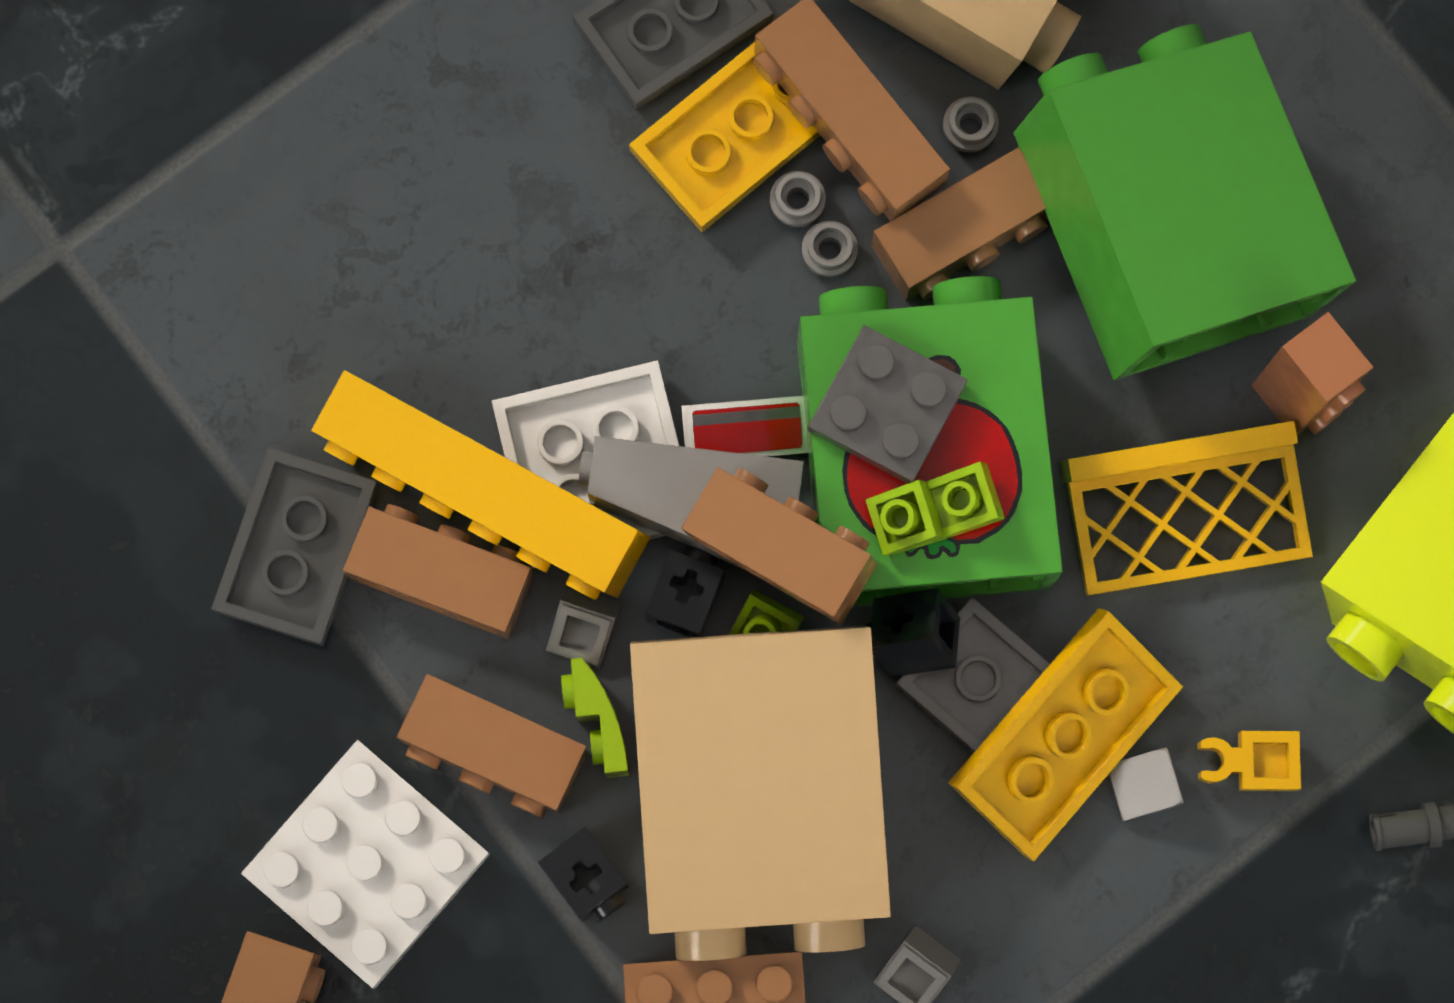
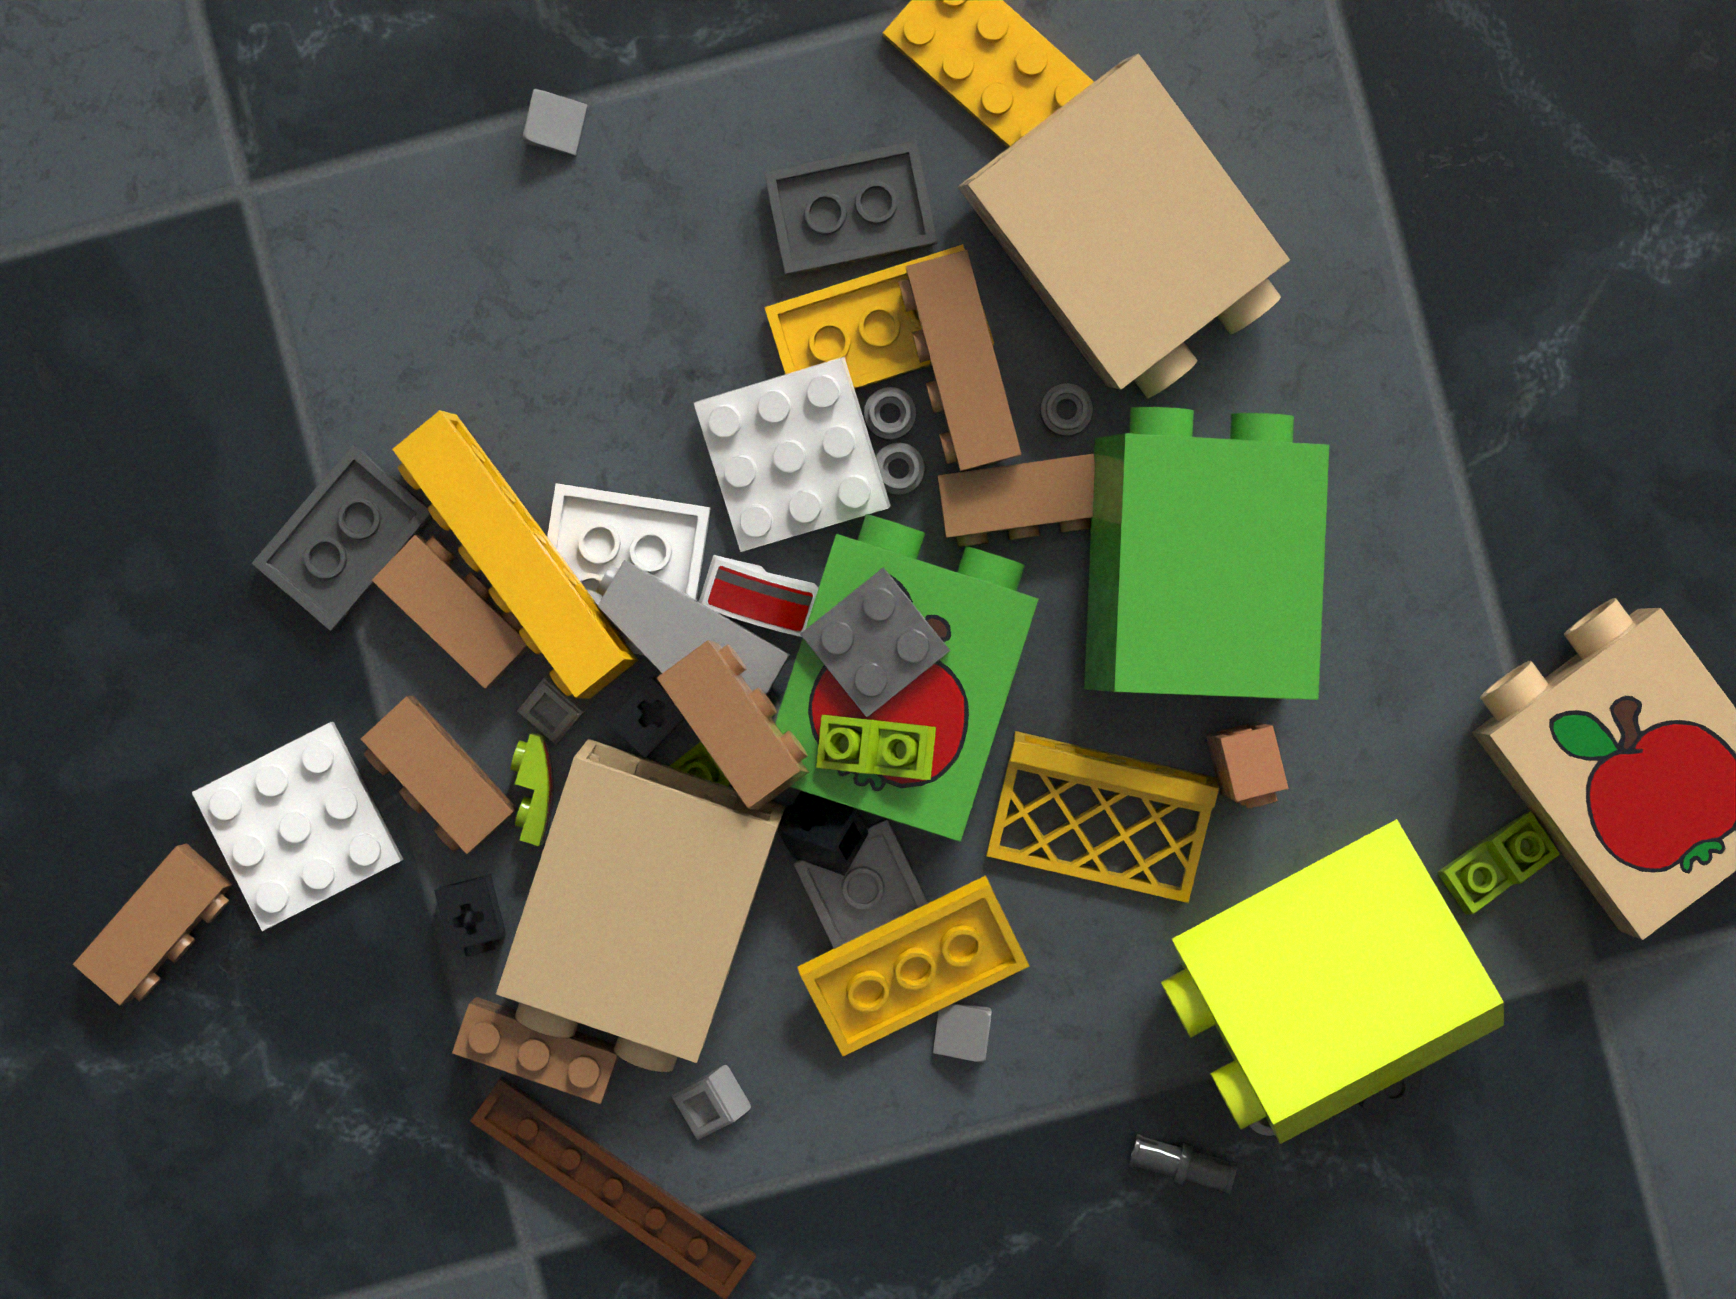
camera: 20 degrees right, 10 degrees up
(344, 56) = (554, 122): none -> light grey slope
(718, 274) = (792, 454): none -> white plate
(1262, 760) = (1067, 1054): yellow plate -> none

